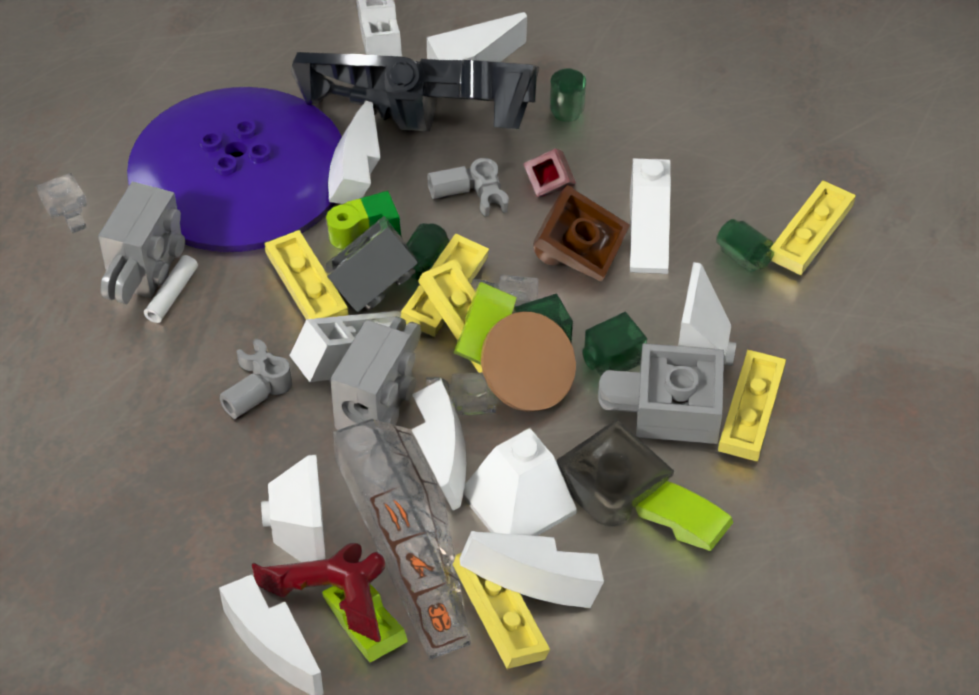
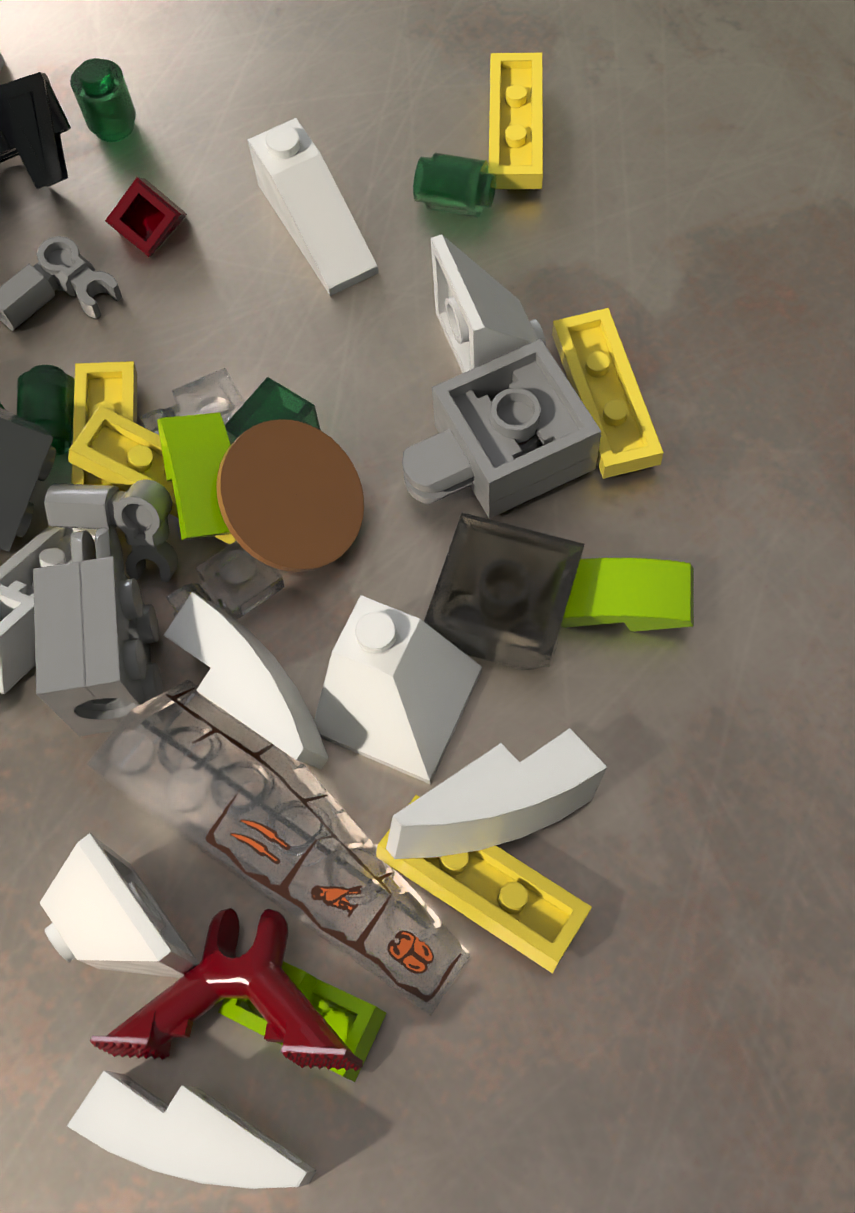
camera: 25 degrees left, 15 degrees up
(439, 326) = (138, 513): none -> light grey bar
(580, 235) = (239, 279): reddish brown slope -> none
(614, 345) = (384, 408): clear green brick -> none

